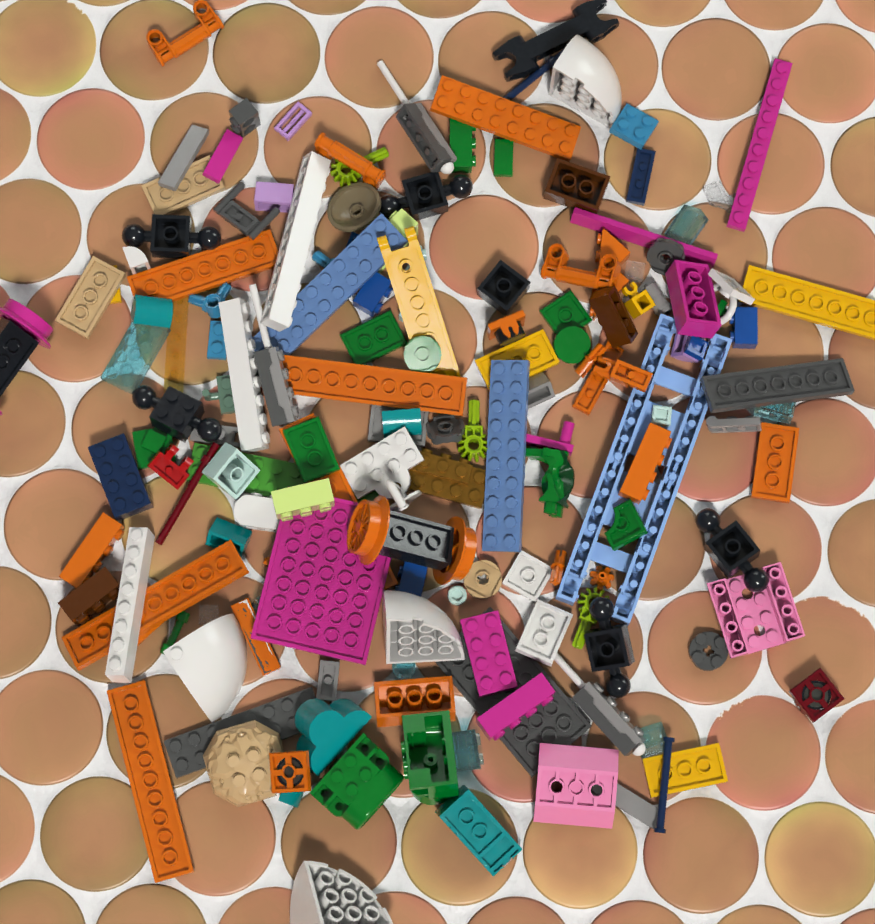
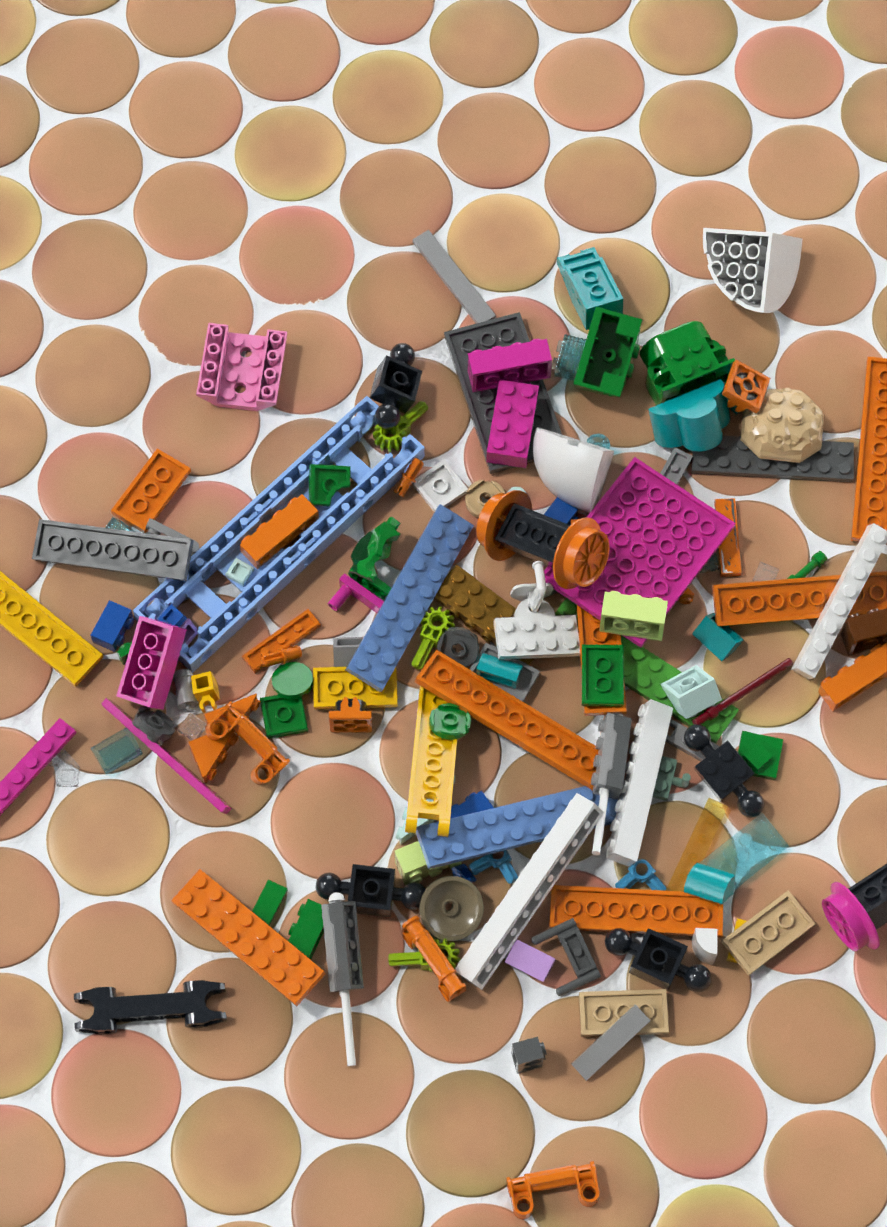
camera: 155 degrees left, 10 degrees down
(120, 477) = (805, 735): dark blue brick -> none
(169, 470) = (752, 721): red plate -> none
(212, 664) = (783, 523): white brick -> none
(216, 343) = (653, 833): dark azure plate -> none
(222, 156) = (568, 1026): dark pink tile -> none
(256, 513) = (678, 646): white brick -> none
(283, 133) = (491, 1031): lavender tile -> none
(373, 339) = (490, 771): green tile -> none
(412, 697) = (600, 414): orange slope -> none
(503, 288) = (335, 761): black brick -> none
(534, 76) = (166, 985): dark blue bar -> none
(544, 632) = (450, 426): white plate -> none
(576, 186) = (209, 833): reddish brown brick -> none
(577, 771) = (477, 292): bright pink slope -> none
(587, 81) = (141, 940): white brick -> none
(601, 581) = (370, 457): orange plant -> none
(605, 713) = (428, 339): piece -> none
(613, 316) = (239, 680): reddish brown brick -> none
(622, 373) = (258, 621): orange plate -> none
(634, 126) = (116, 876): dark azure plate -> none
(640, 176) = (136, 821): dark blue plate -> none
(654, 739) = (398, 302): clear light blue slope -> none
(664, 785) = (380, 290): dark blue bar -> none
(688, 769) = (376, 265): yellow plate -> none
(699, 657) = (303, 344): dark grey plate -> none
(730, 289) = (107, 657): white tile -> none
(732, 550) = (236, 424): black brick -> none
(814, 696) = (226, 274): dark red piece -> none

